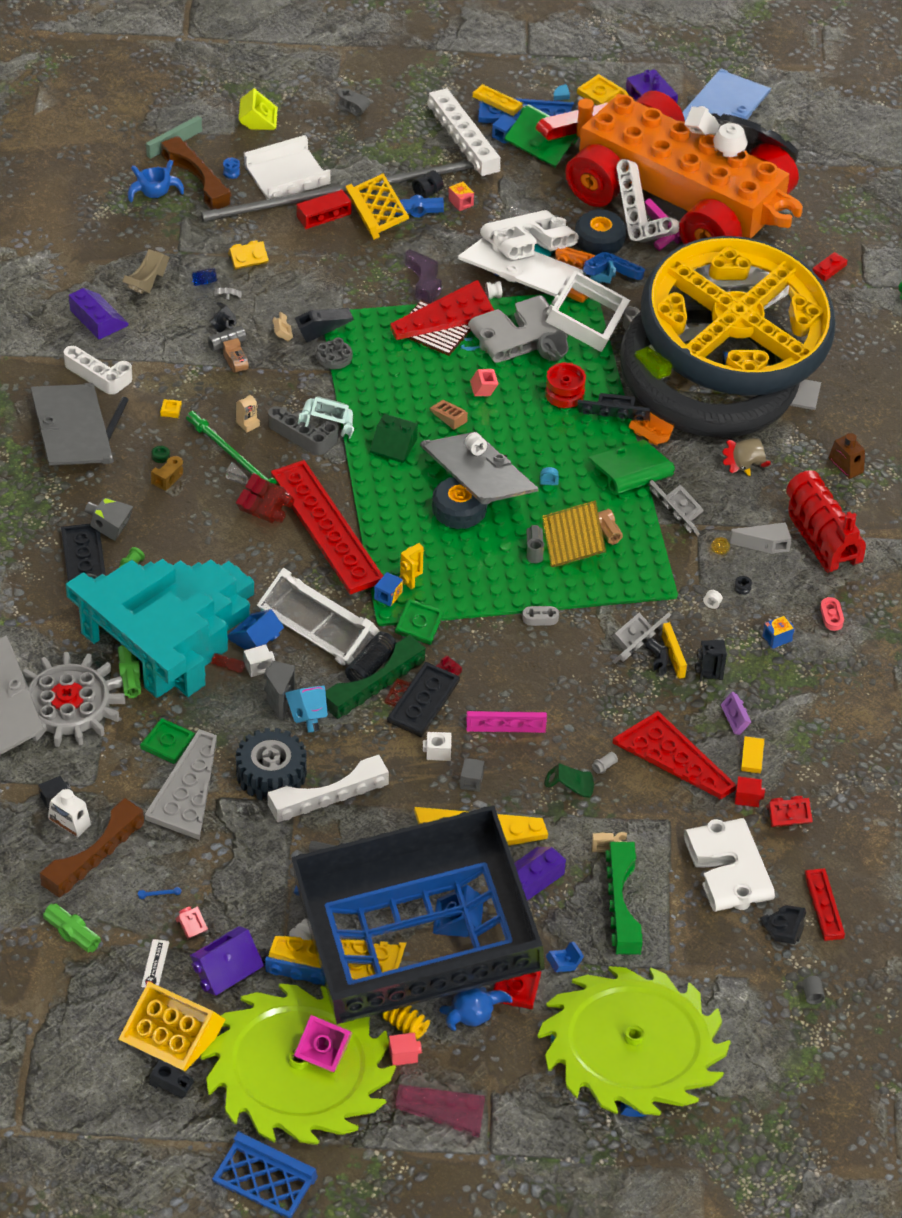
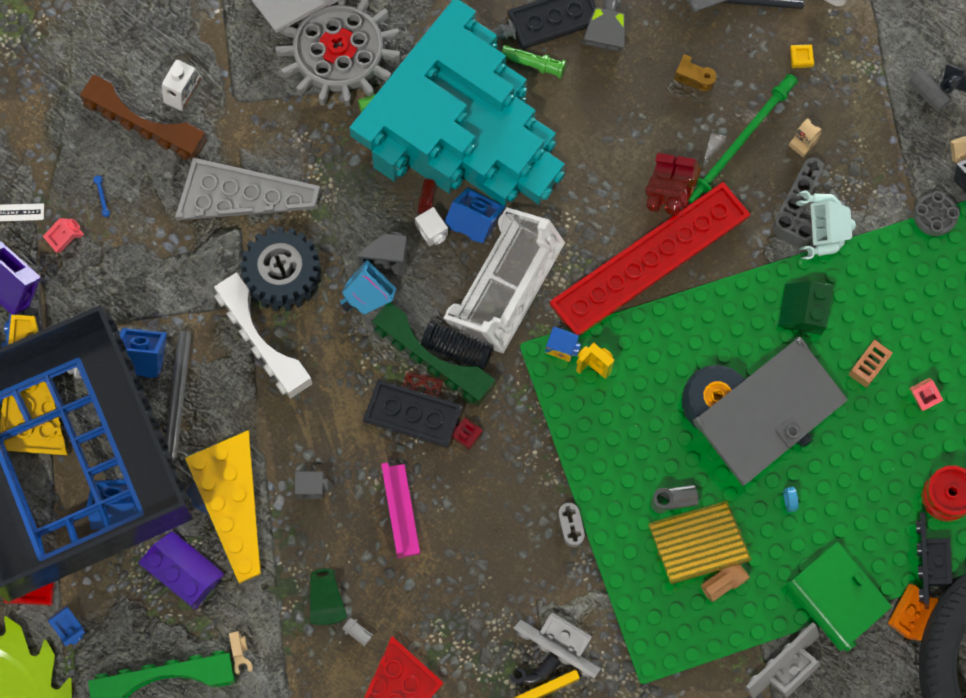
camera: 80 degrees right, 25 degrees up
(51, 788) = (209, 65): black brick -> none
(71, 927) = (39, 122): bright green piece -> none
(160, 454) = (726, 61): dark green tile -> none
(167, 741) = (305, 160): green tile -> none
(234, 355) = (902, 106): medium nougat leg -> none
(419, 621) = (527, 389): green tile -> none
(438, 746) = (344, 450): white brick -> none
(476, 444) = (805, 400): white wheel -> none

